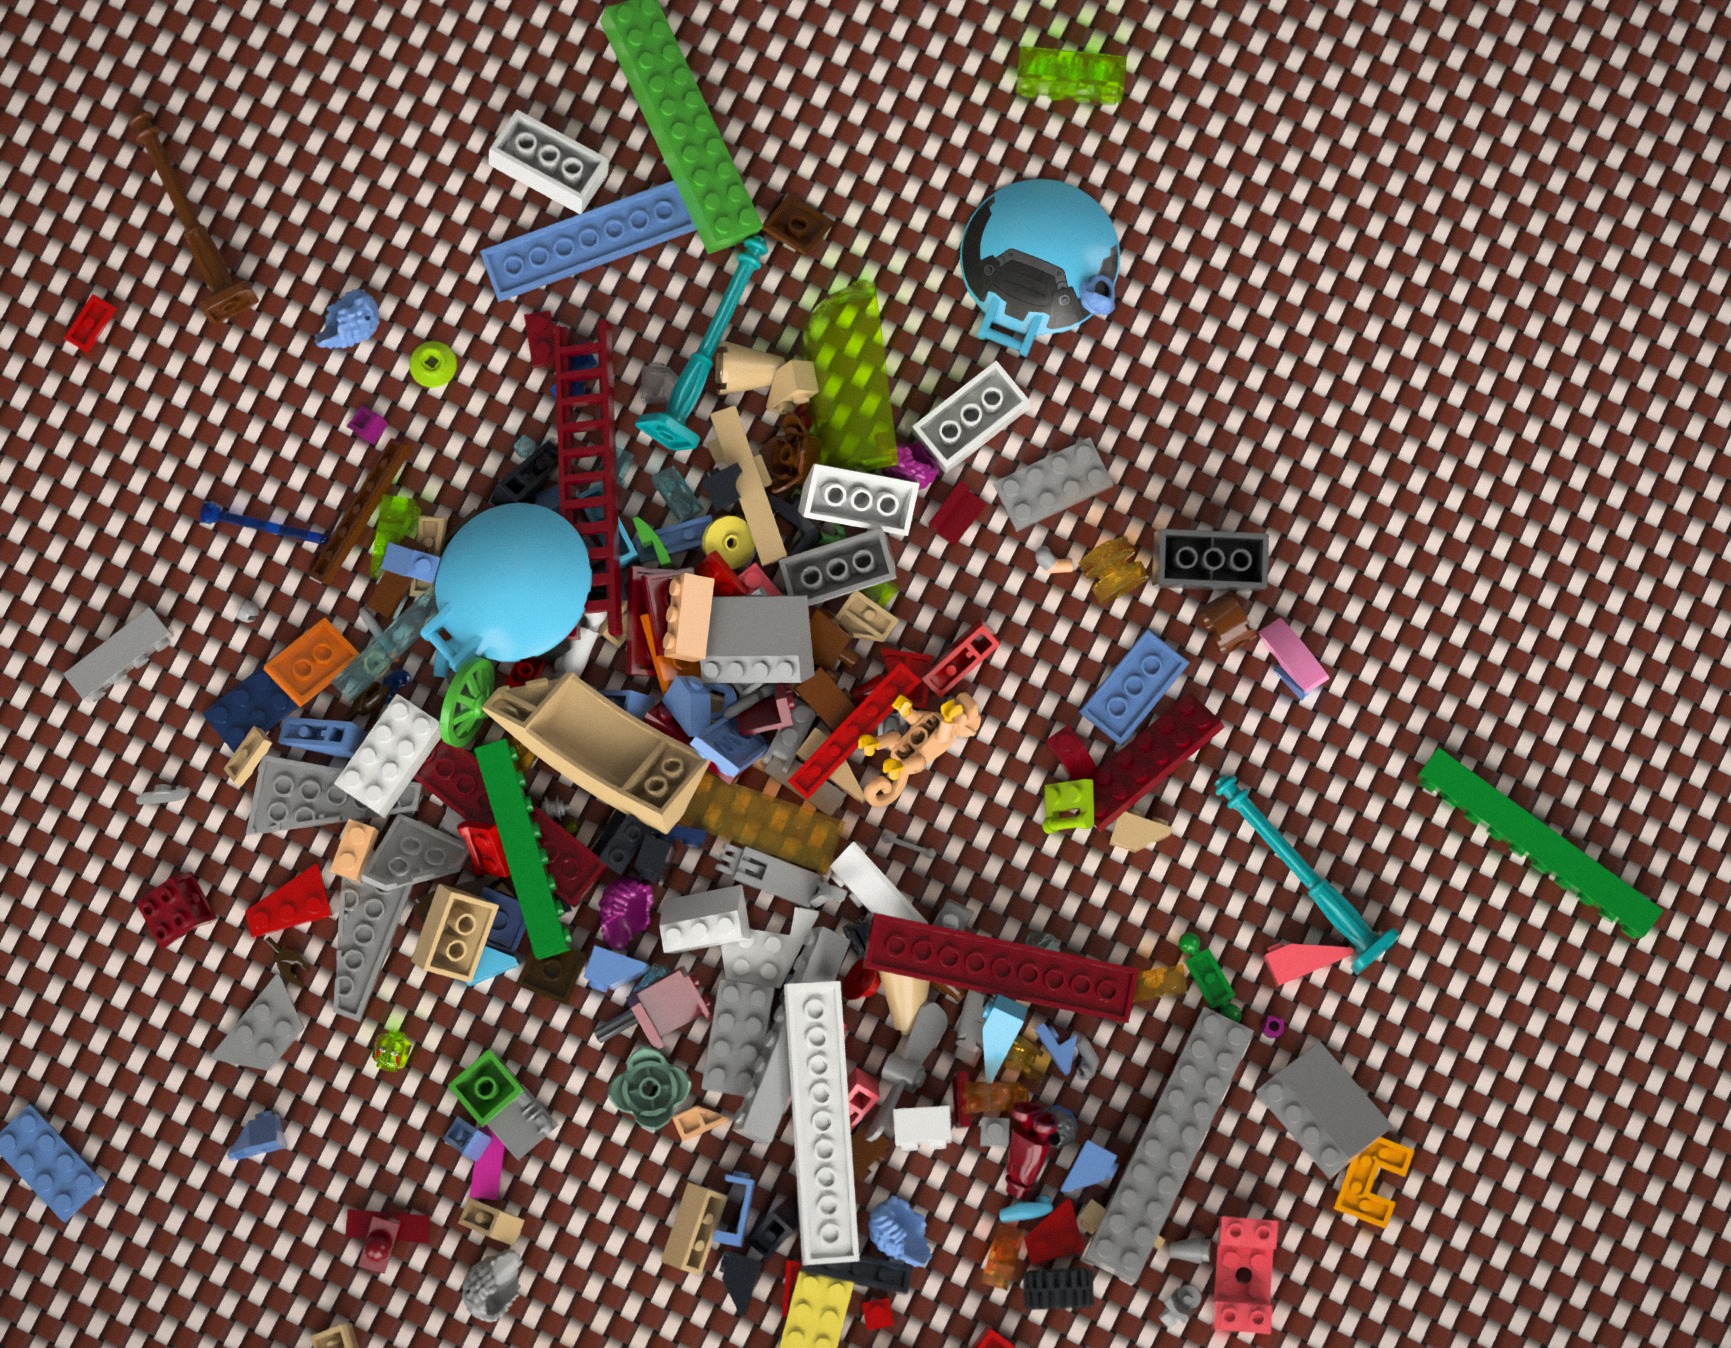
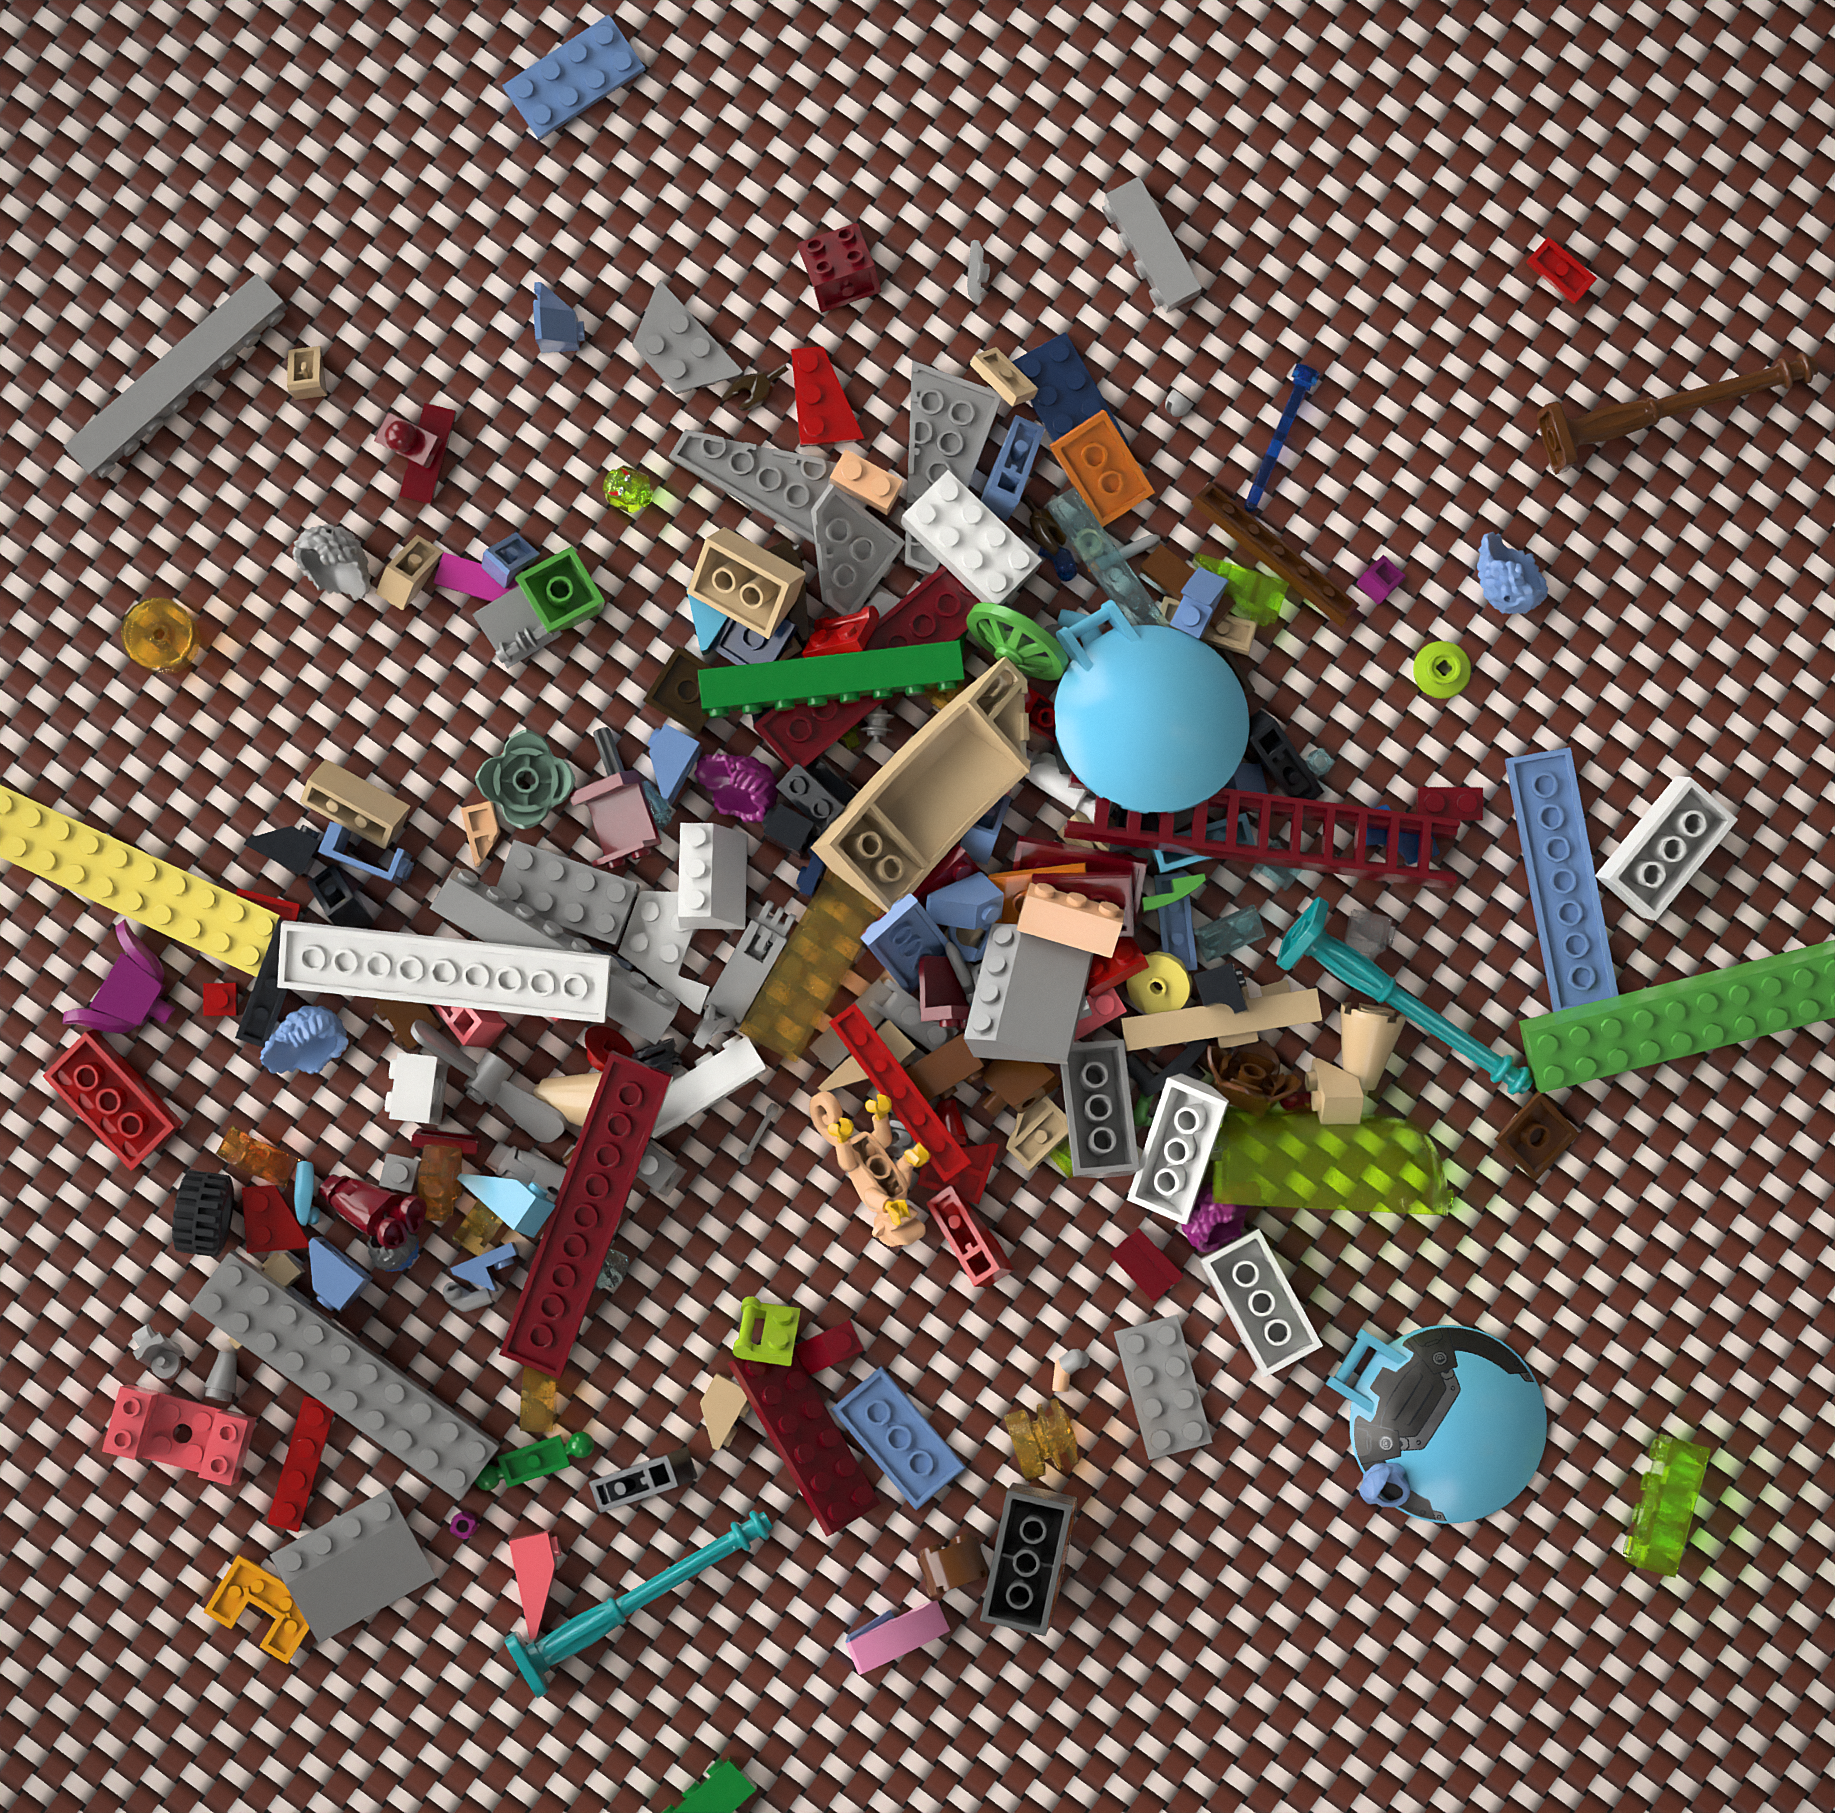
camera: 95 degrees right, 5 degrees up
(1207, 886) = (643, 1479): none -> black slope
(1249, 1171) = (301, 1465): none -> red plate

